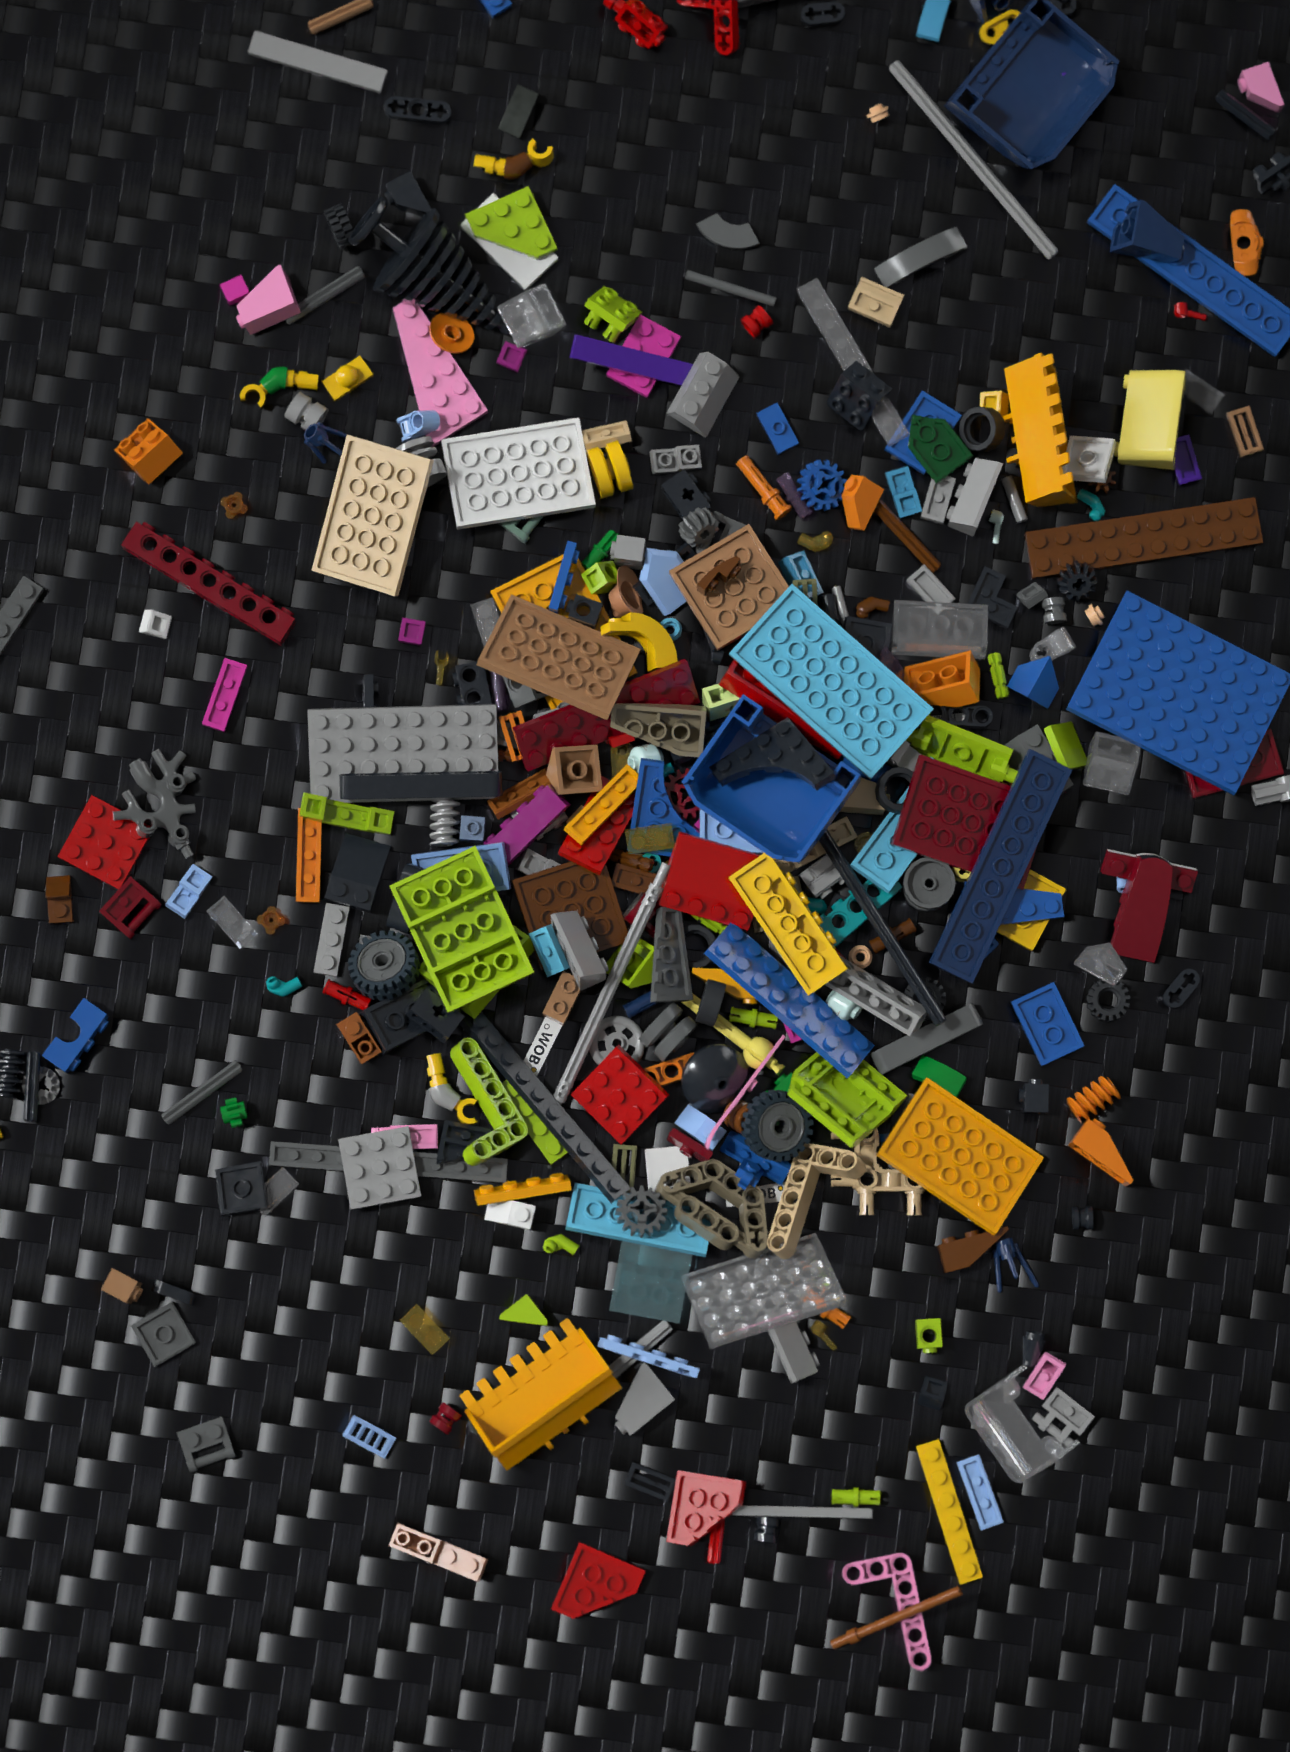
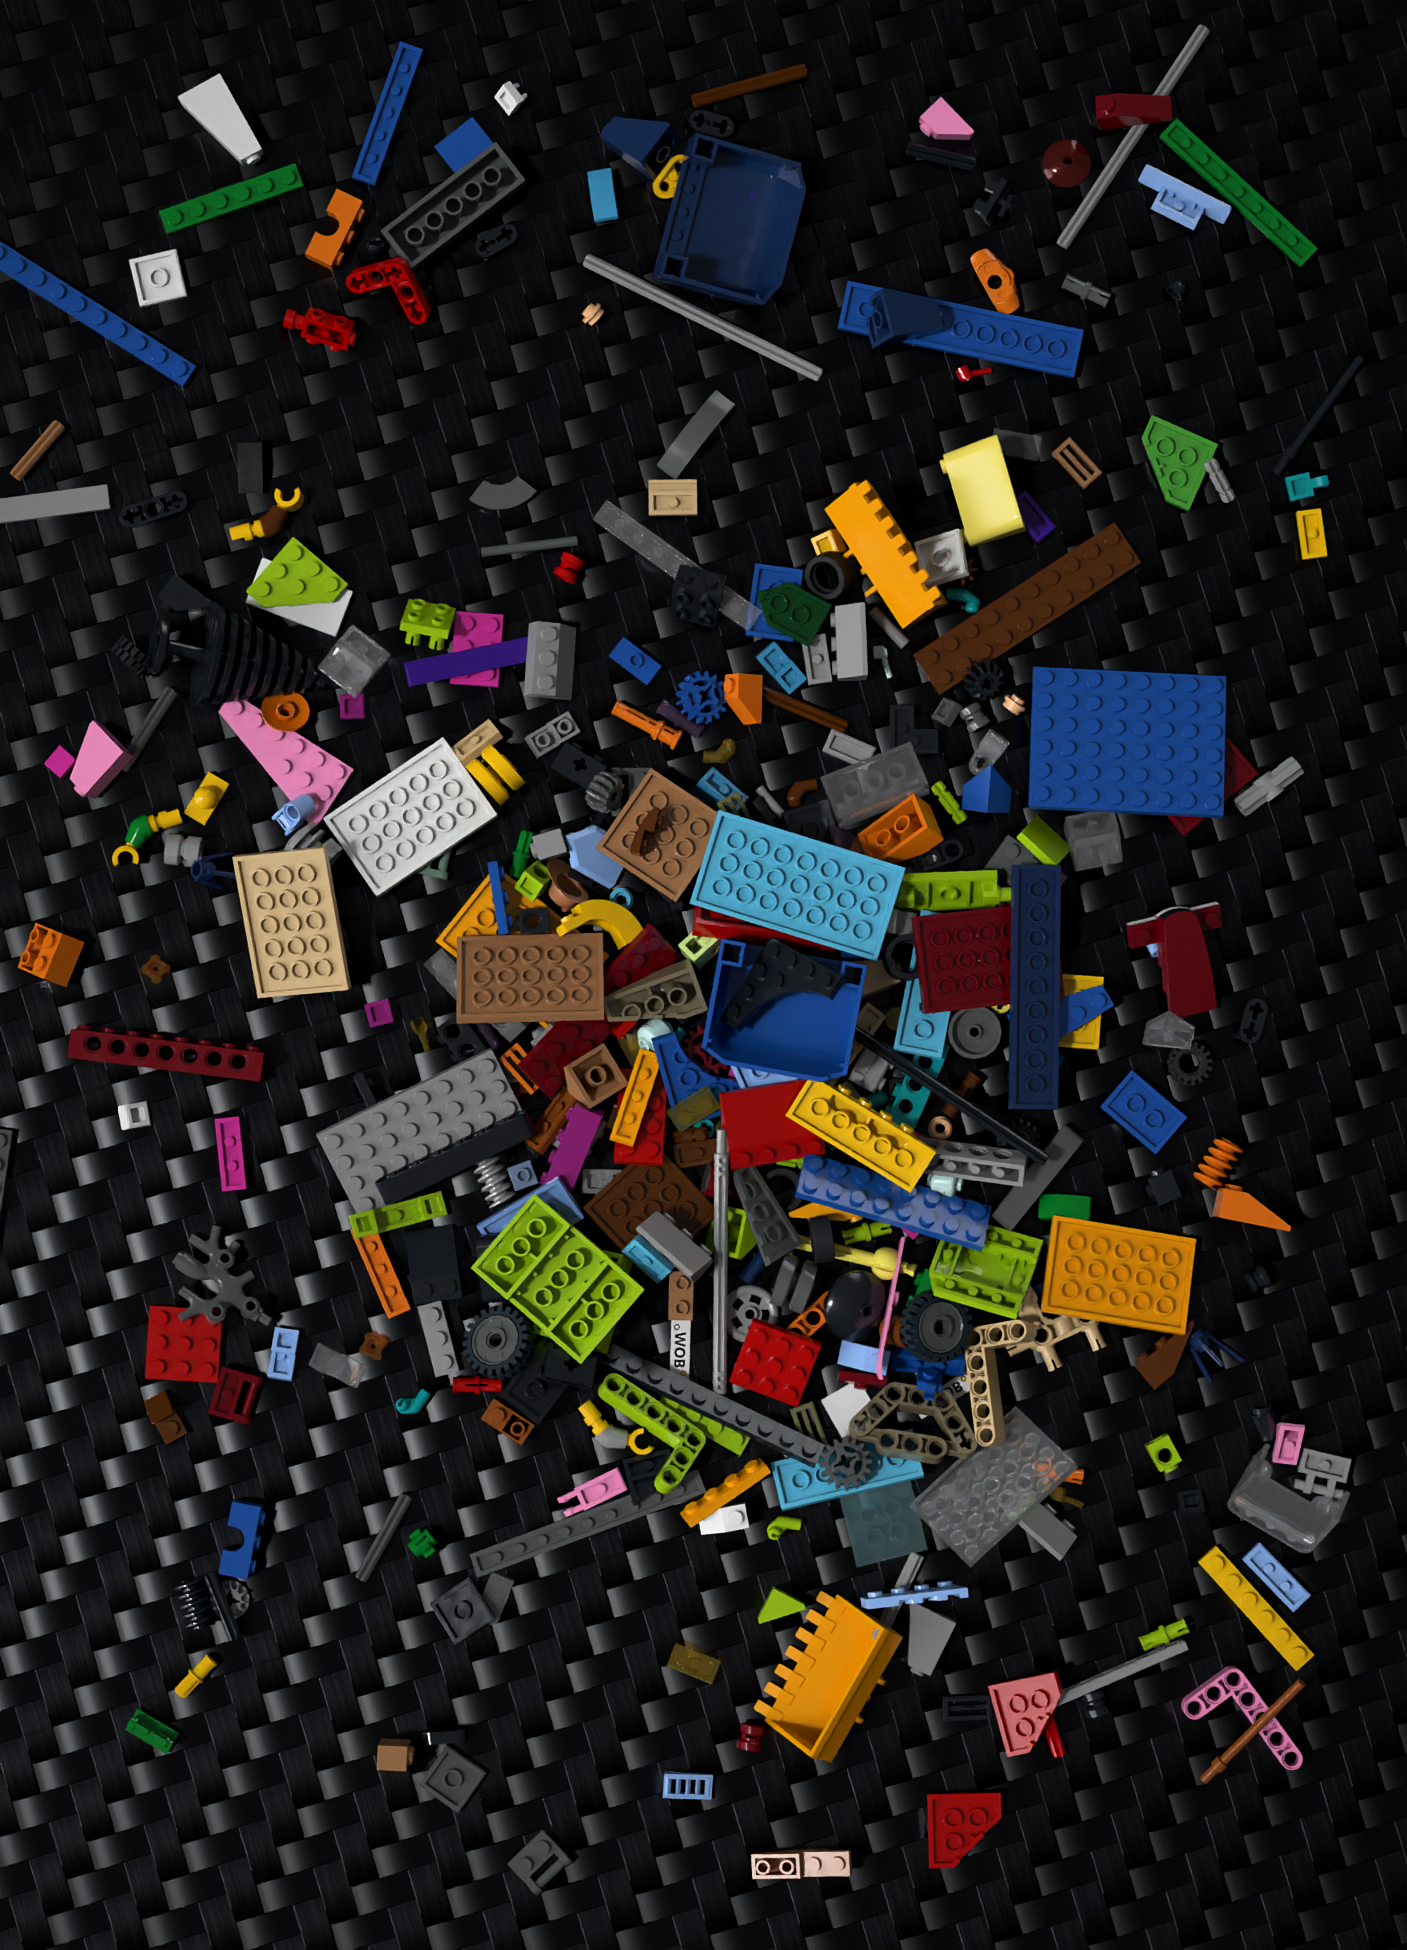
camera: 25 degrees left, 5 degrees up
(379, 1168) = (582, 1533): light grey plate -> none

